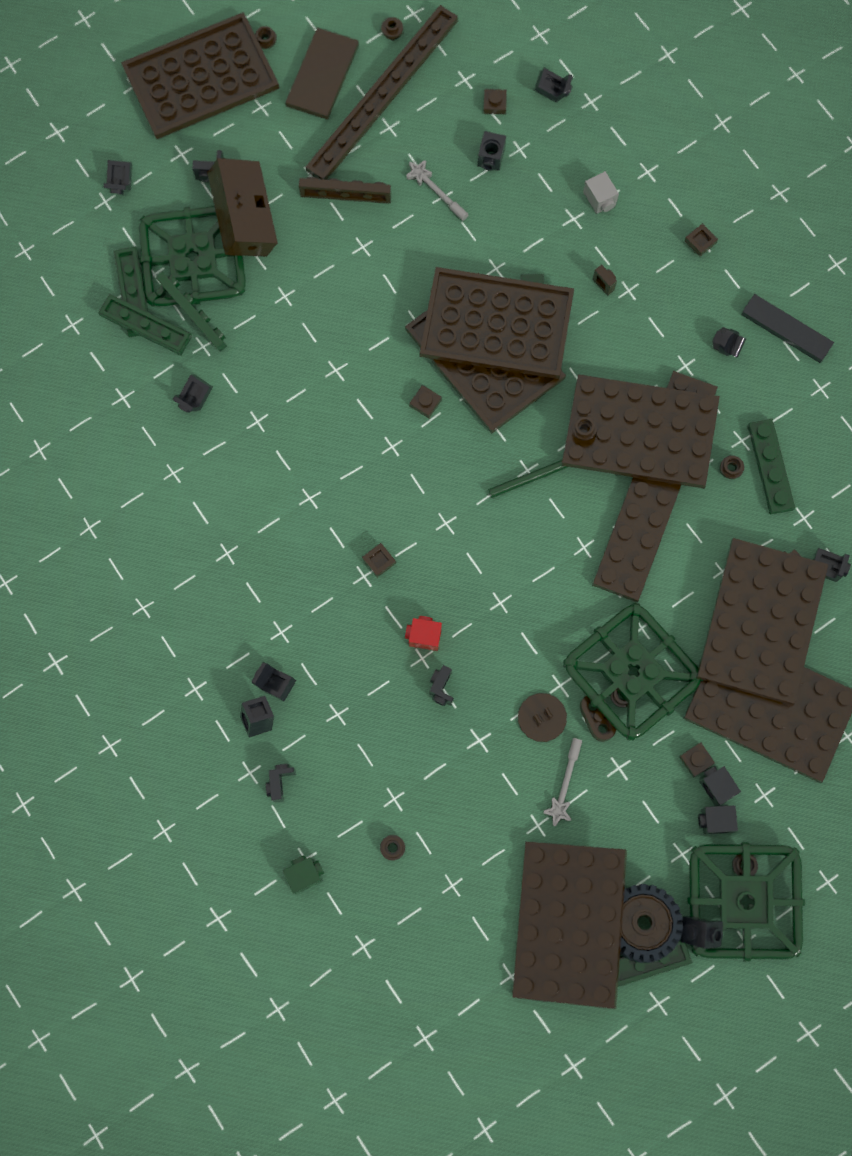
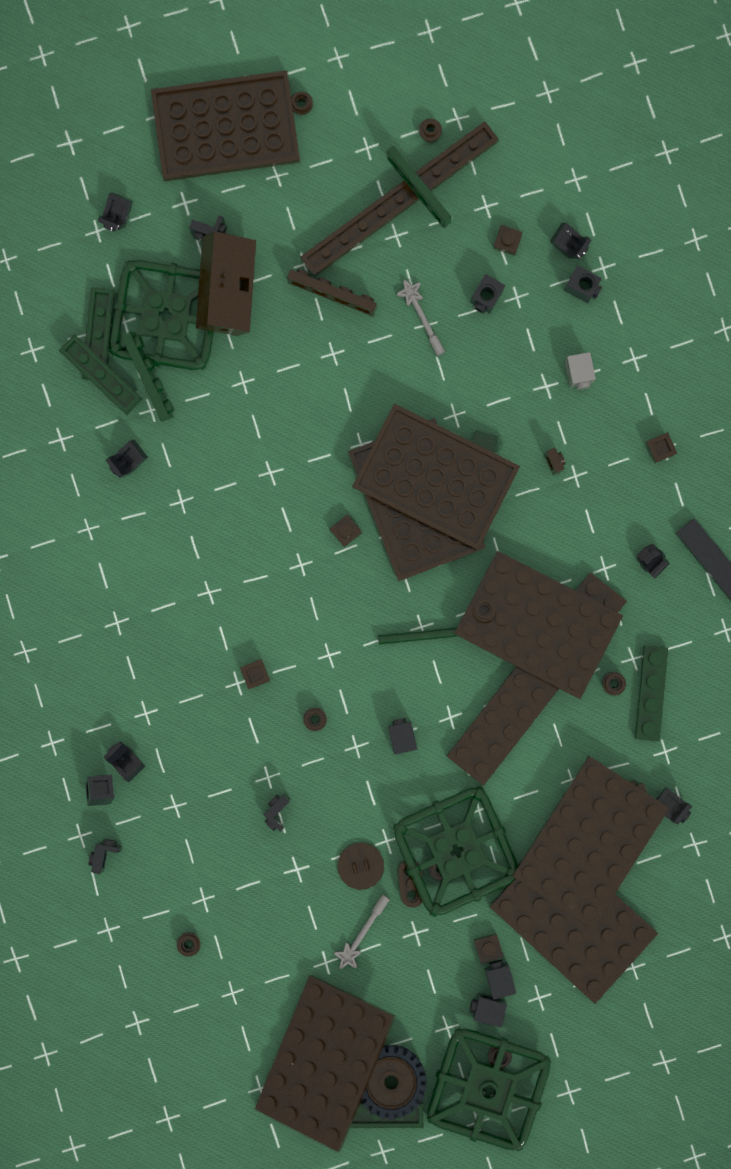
camera: 15 degrees right, 10 degrees up
(303, 874) = (101, 945): dark green brick -> none
(322, 73) = (346, 158): dark brown tile -> none
(397, 73) = (418, 187): none -> dark green tile
(424, 633) = (275, 757): red brick -> none
(451, 579) = (307, 719): none -> dark brown plate
(543, 576) = (402, 736): none -> black brick
(575, 110) = (581, 274): none -> black brick
(701, 932) = (438, 1107): black bracket -> none

